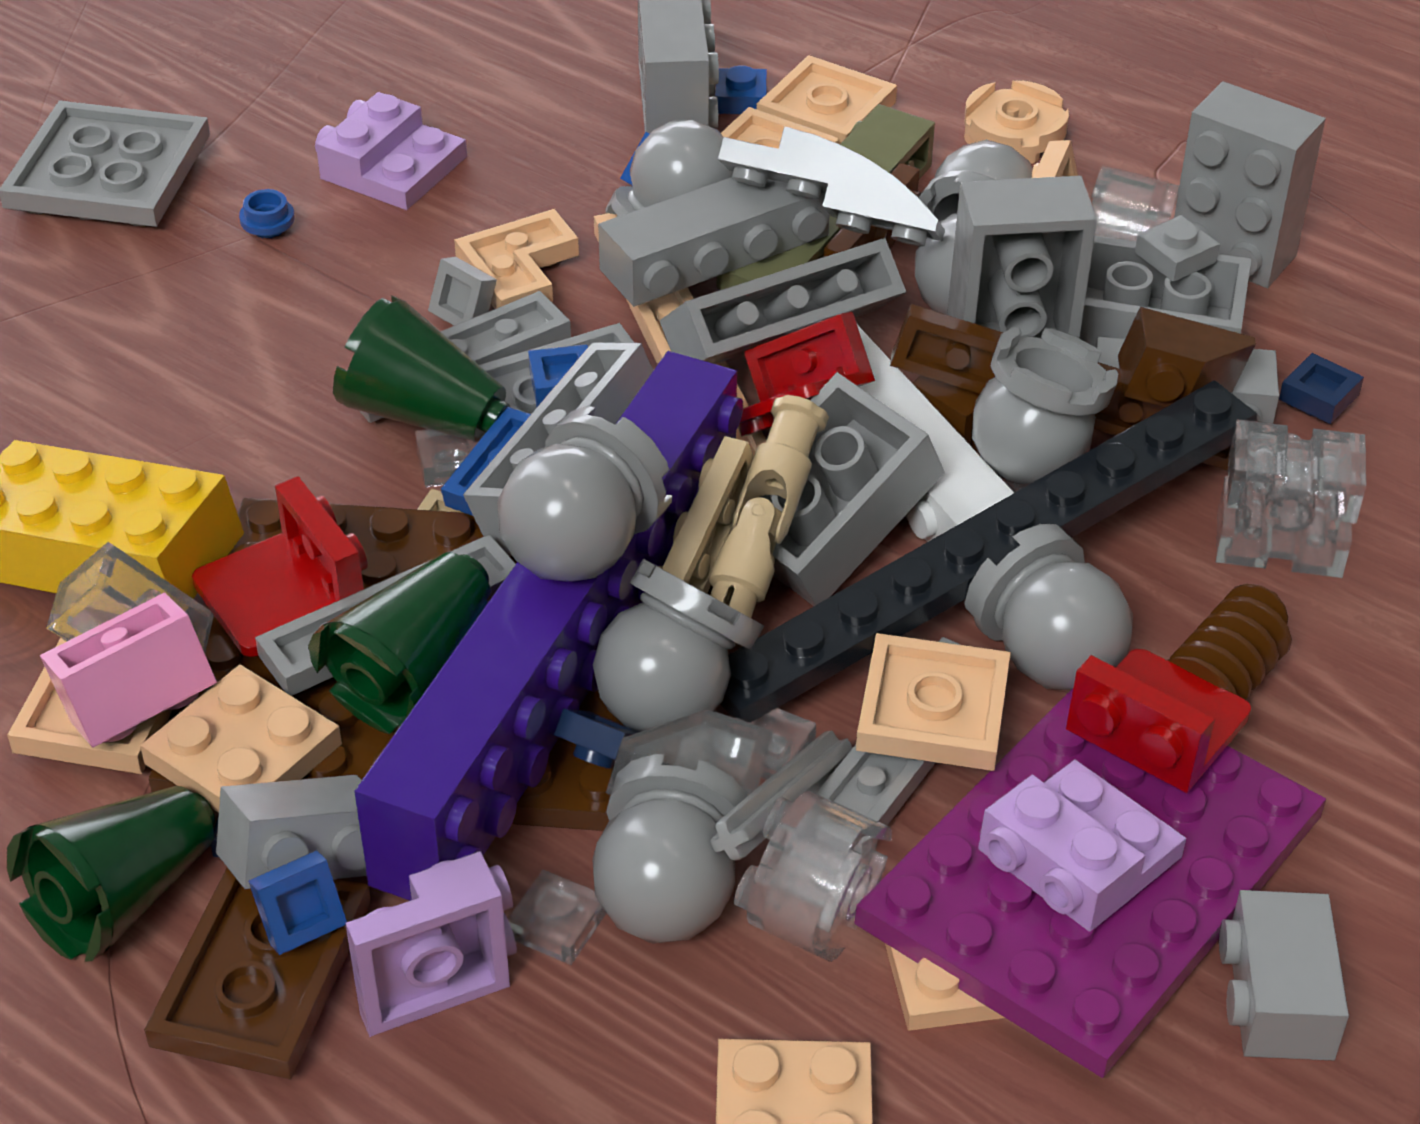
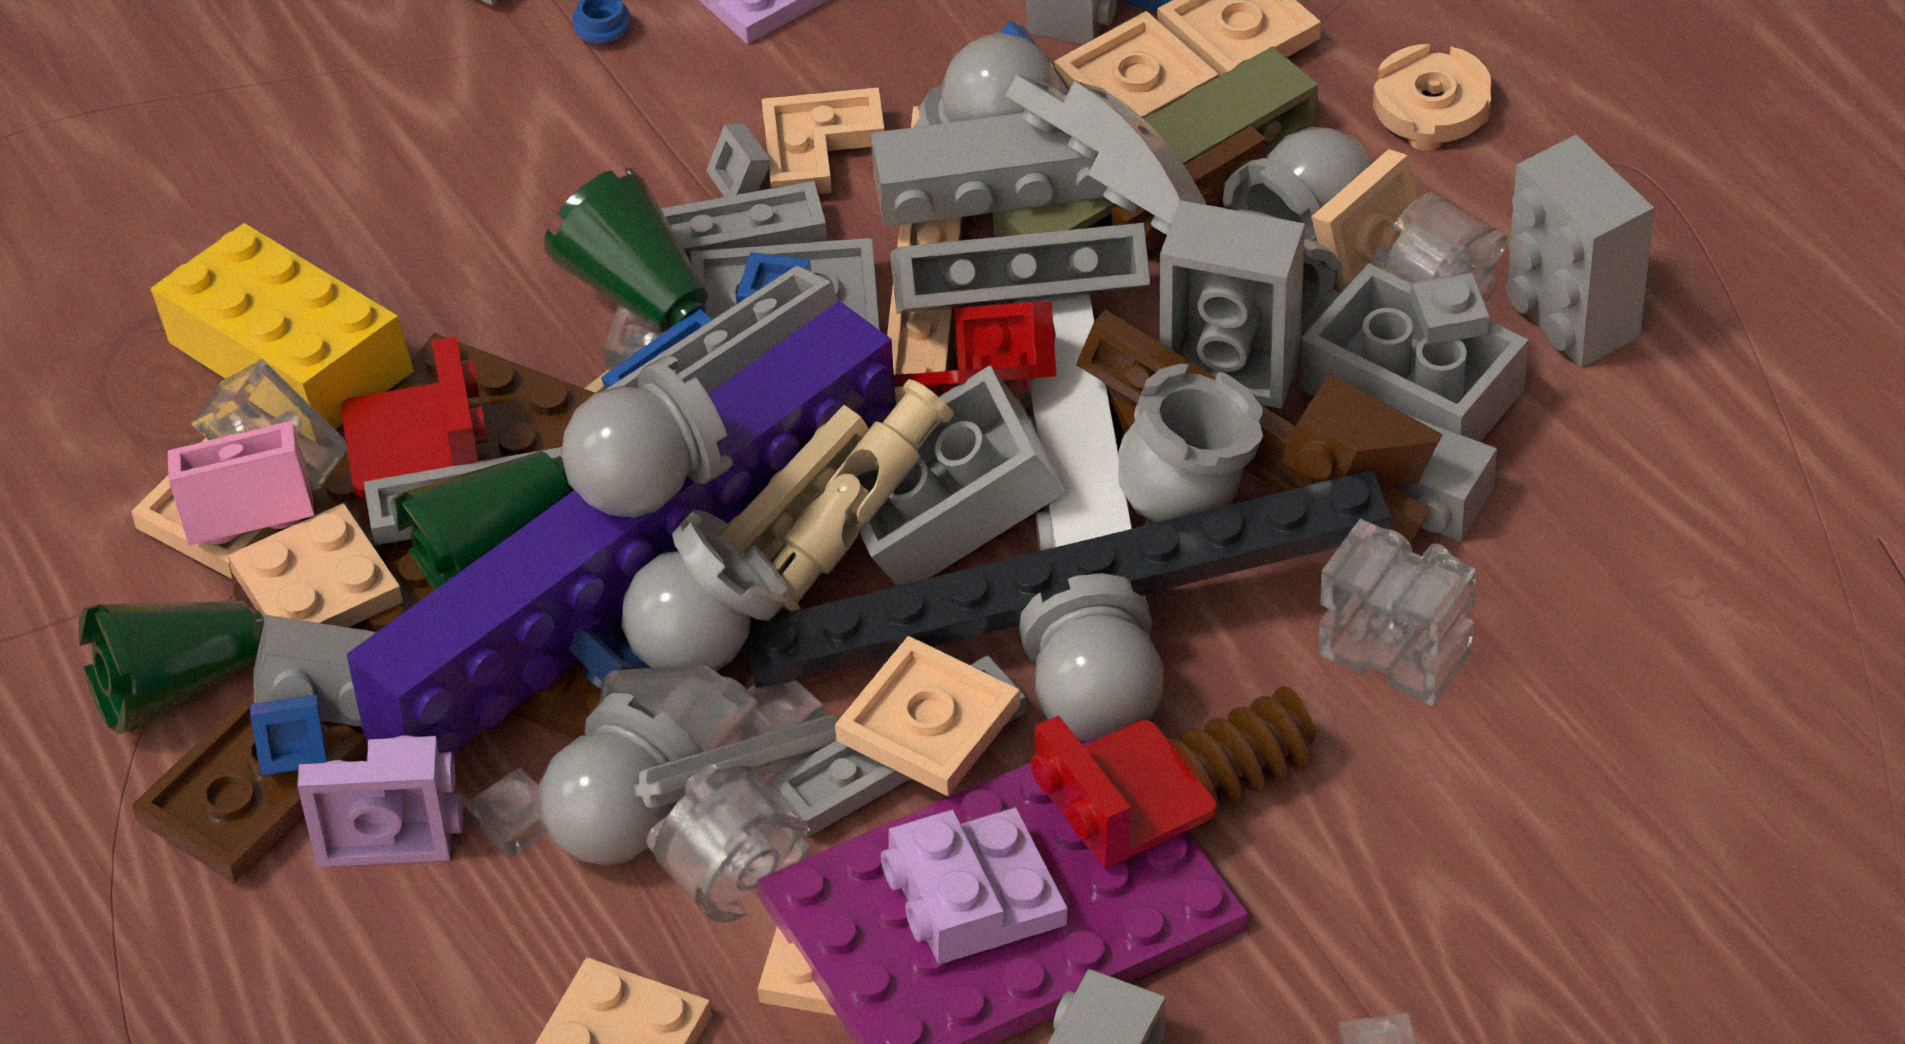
camera: 25 degrees right, 5 degrees up
(1321, 388) = (1540, 499): dark blue plate -> none

